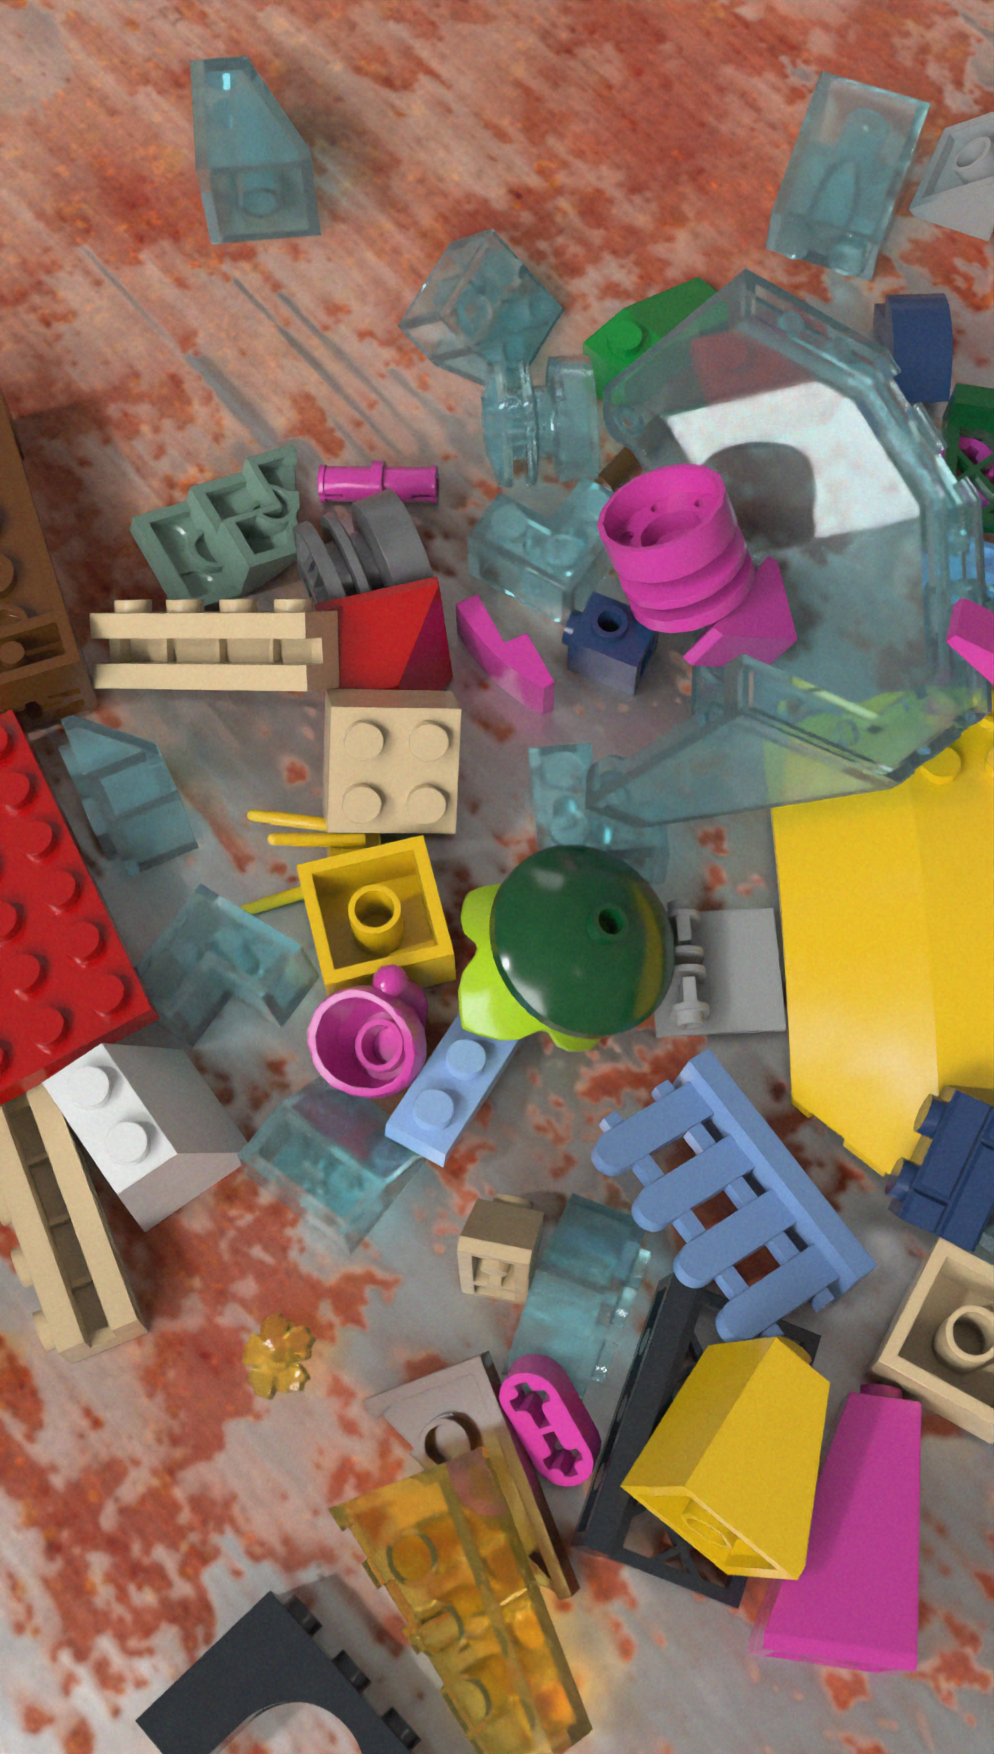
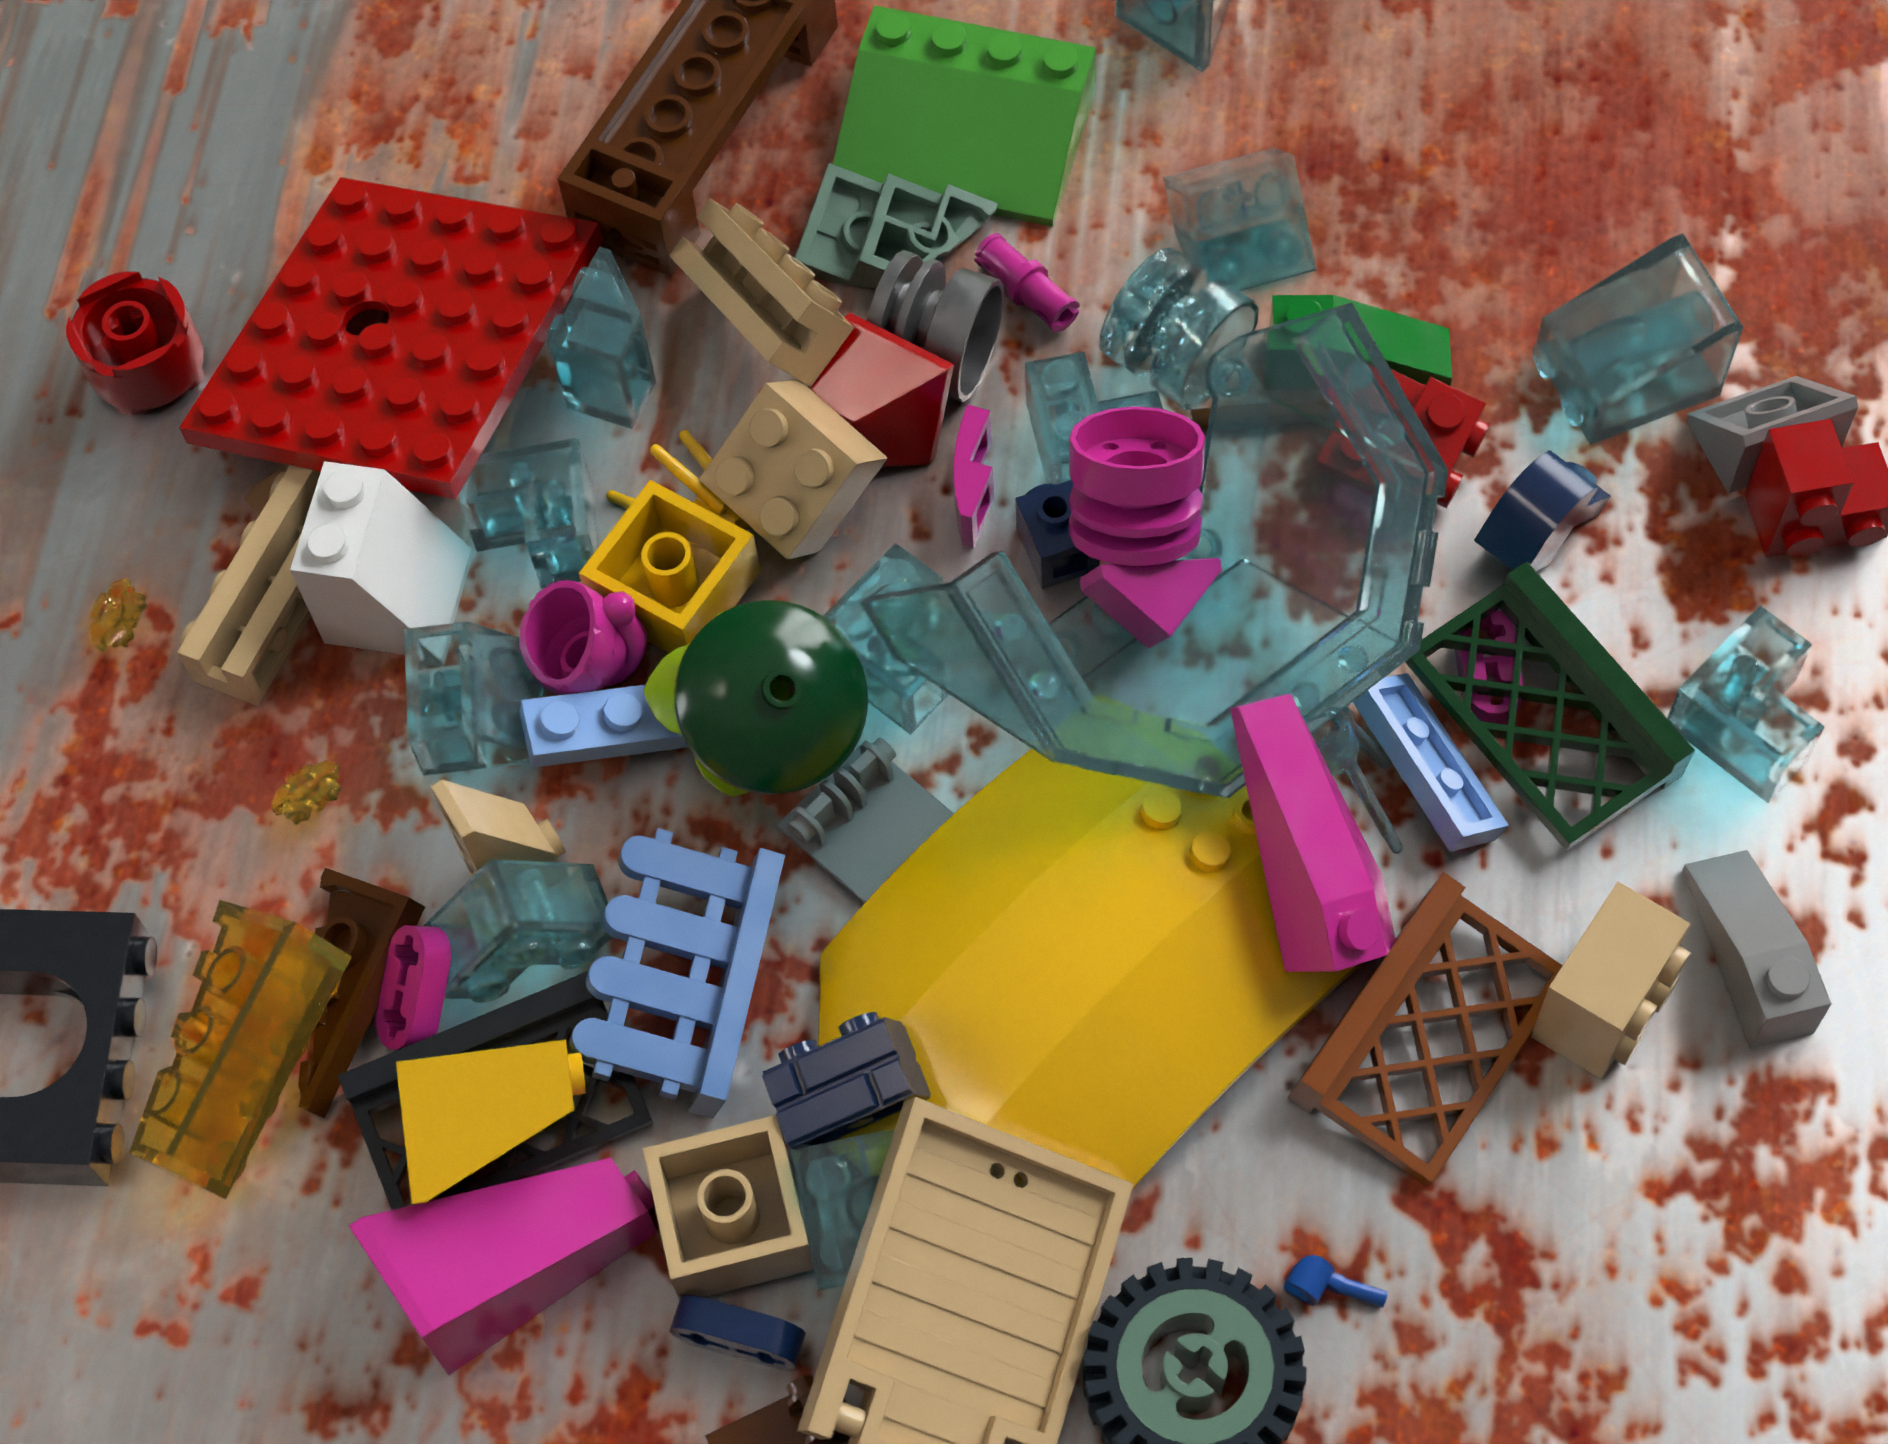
camera: 50 degrees right, 5 degrees down
(191, 394) = (967, 110): none -> bright green slope

